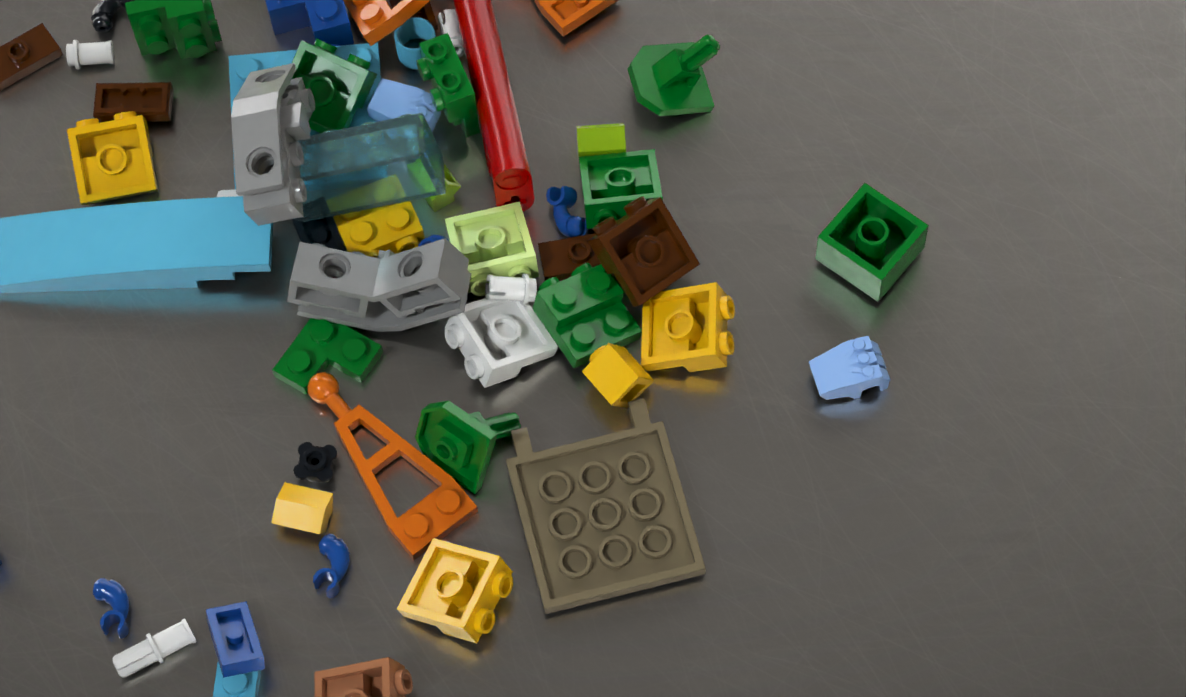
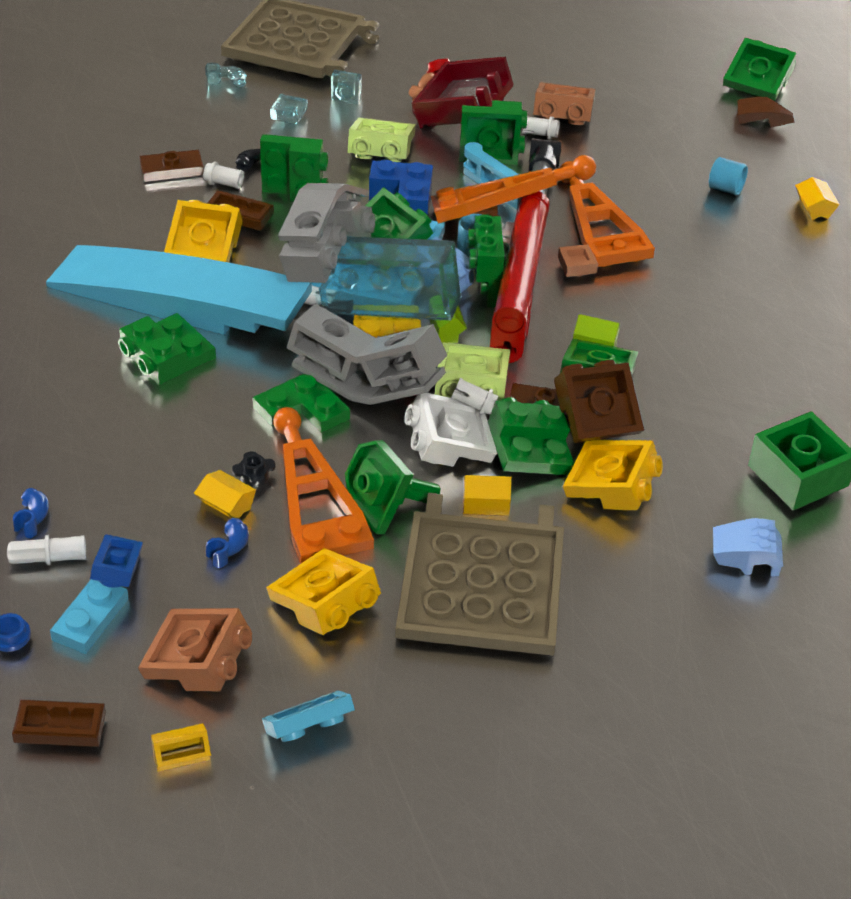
camera: 15 degrees right, 20 degrees down
(145, 334) = (165, 347): none -> green plate
(542, 36) = (577, 260): none -> nougat plate
(565, 222) = (544, 370): blue arm -> none
(568, 404) = (487, 495): none -> yellow piece
(617, 375) = (538, 483): yellow brick -> none
(671, 77) = (675, 310): green piece -> none

